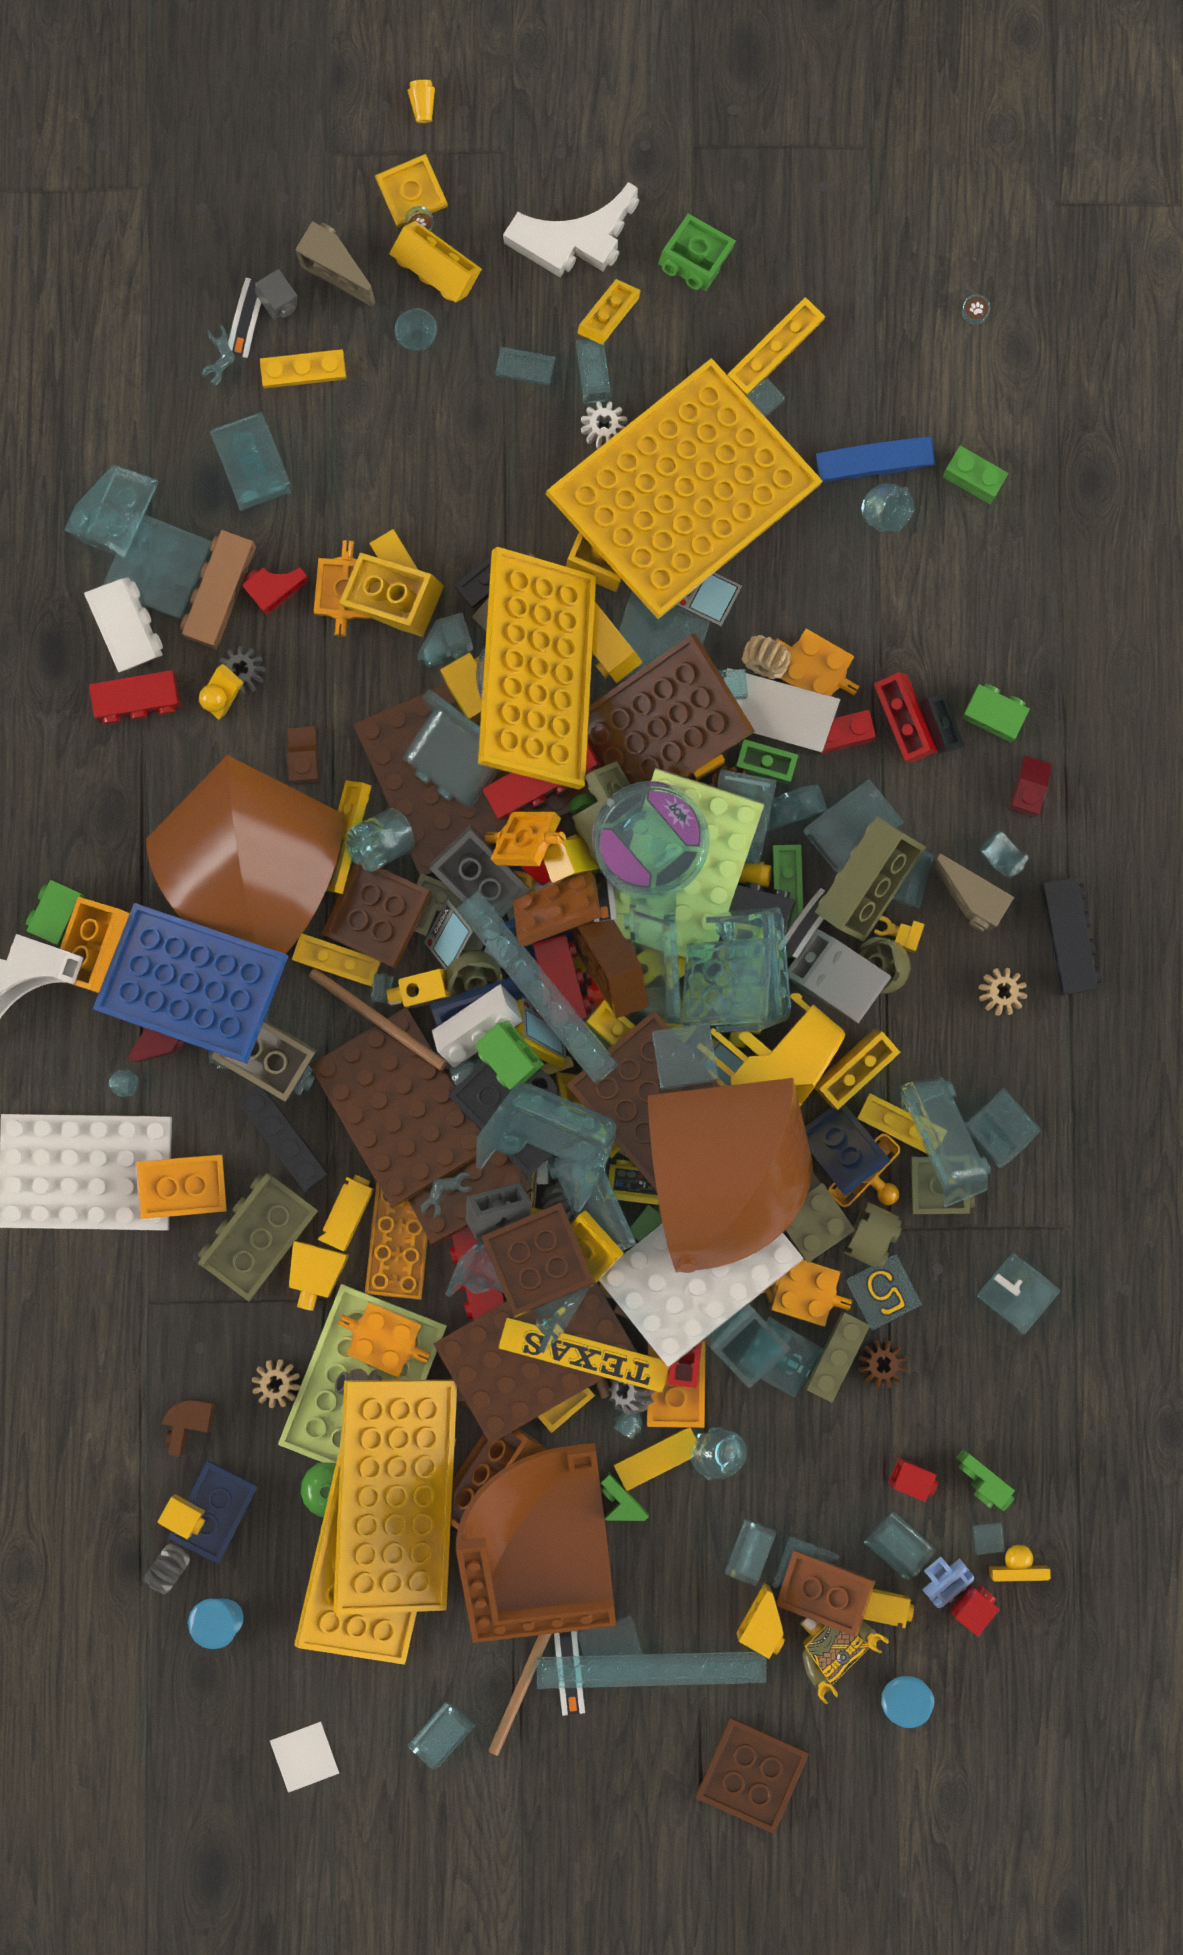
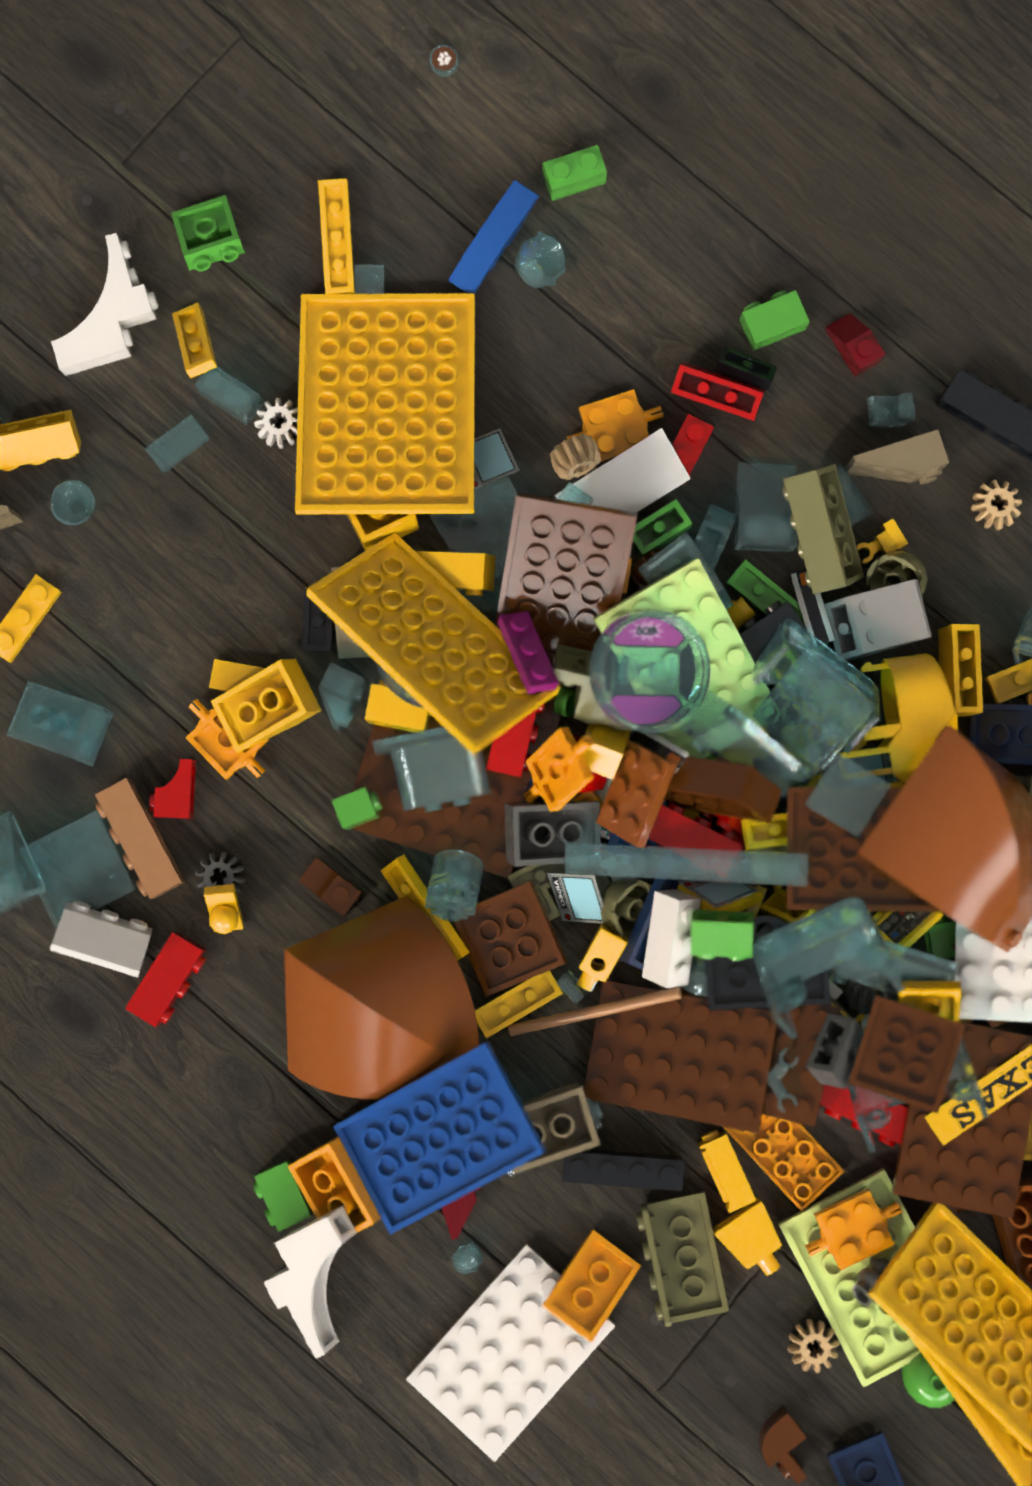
camera: 50 degrees left, 0 degrees up
(373, 722) = (357, 808): none -> bright green brick
(588, 742) = (527, 652): none -> magenta plate

